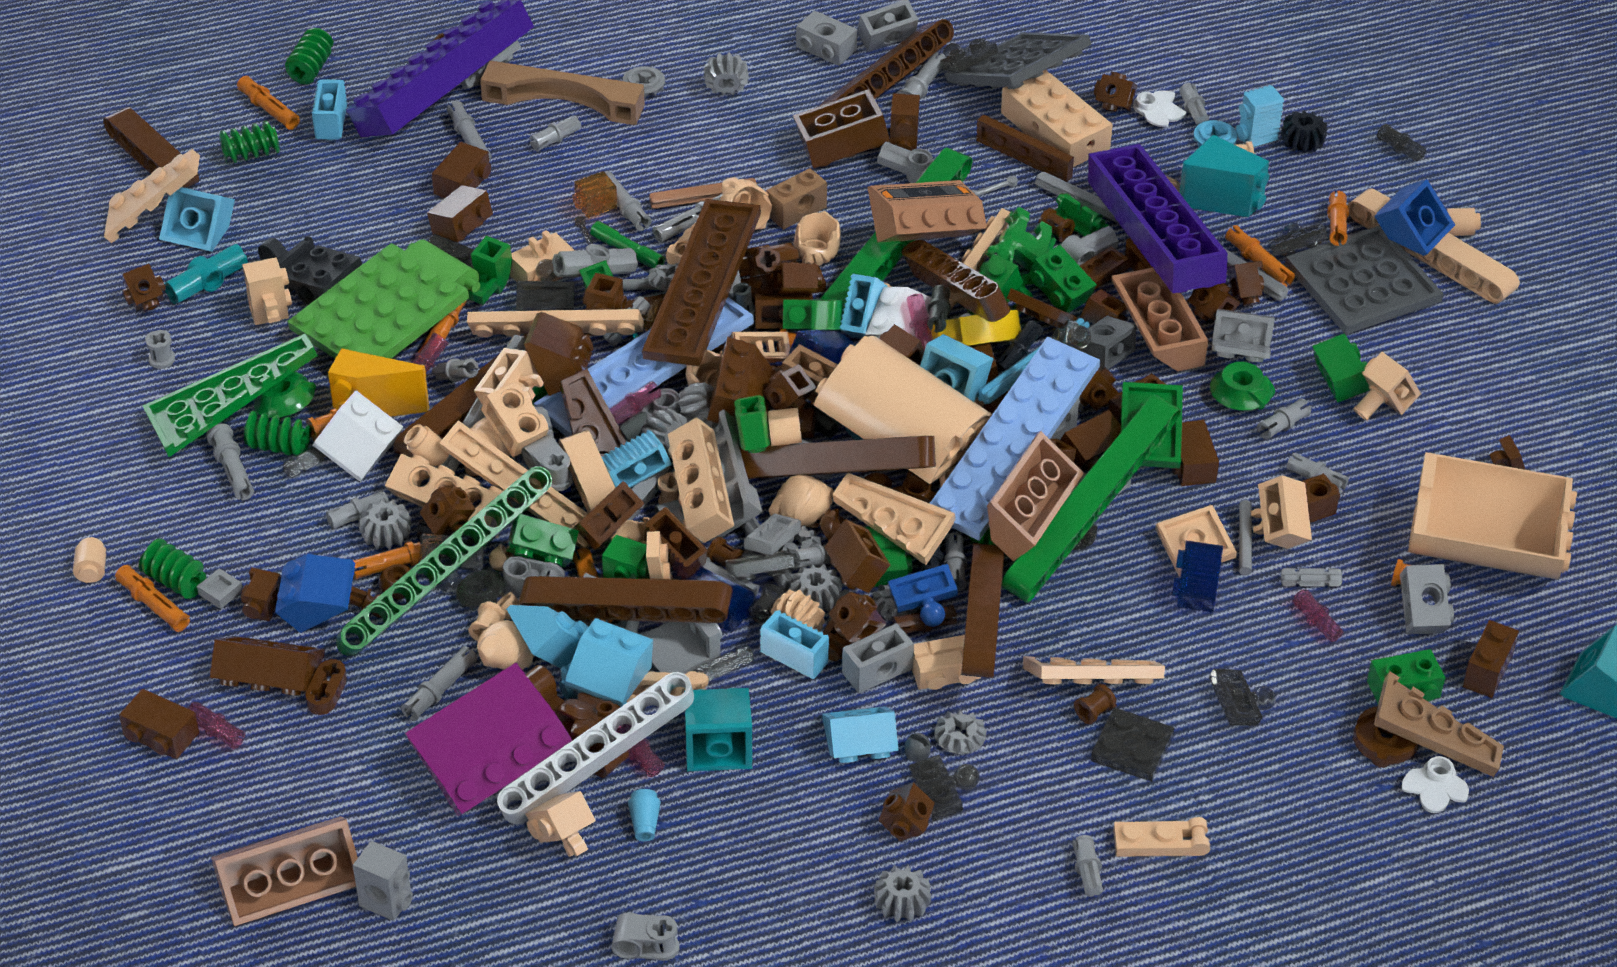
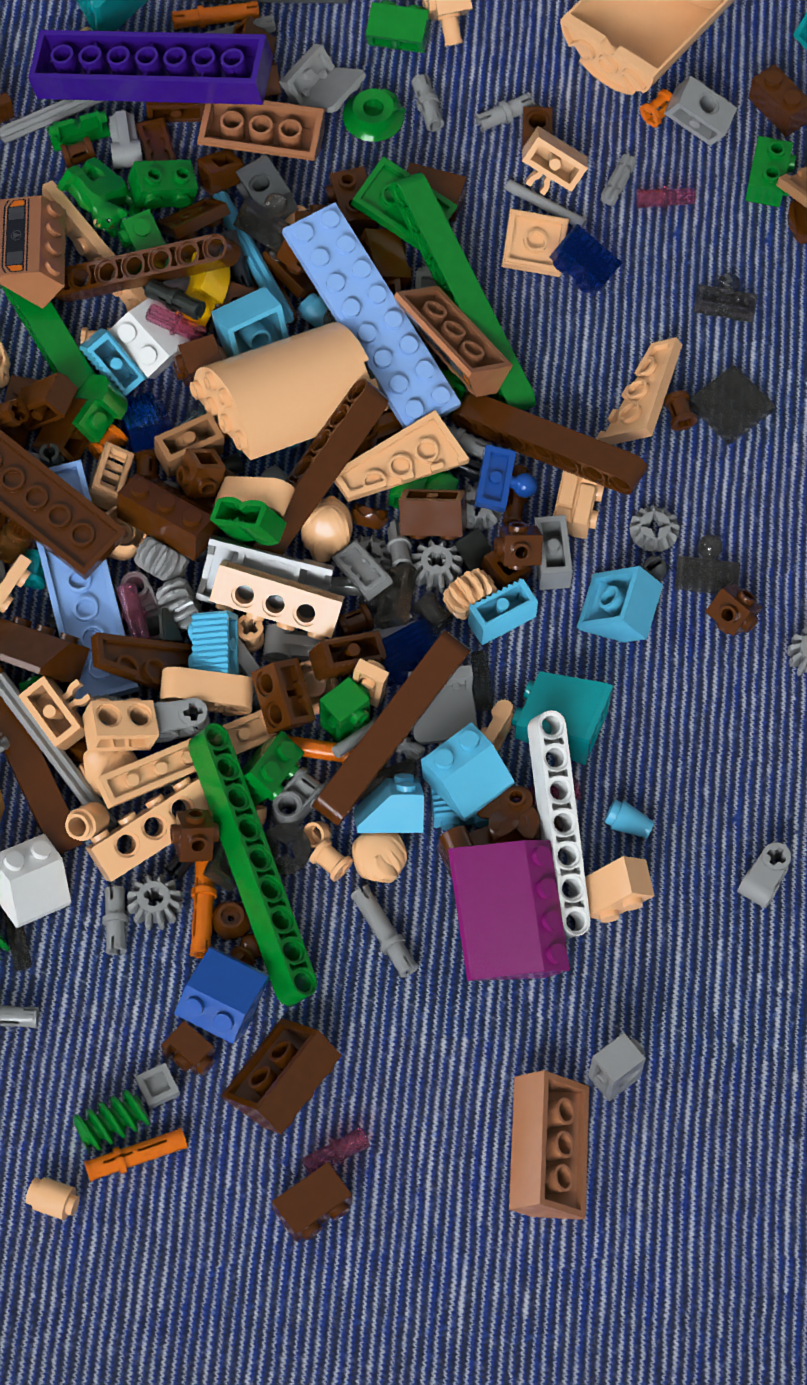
camera: 65 degrees left, 20 degrees up
(320, 685) = (339, 1028): reddish brown beam -> none

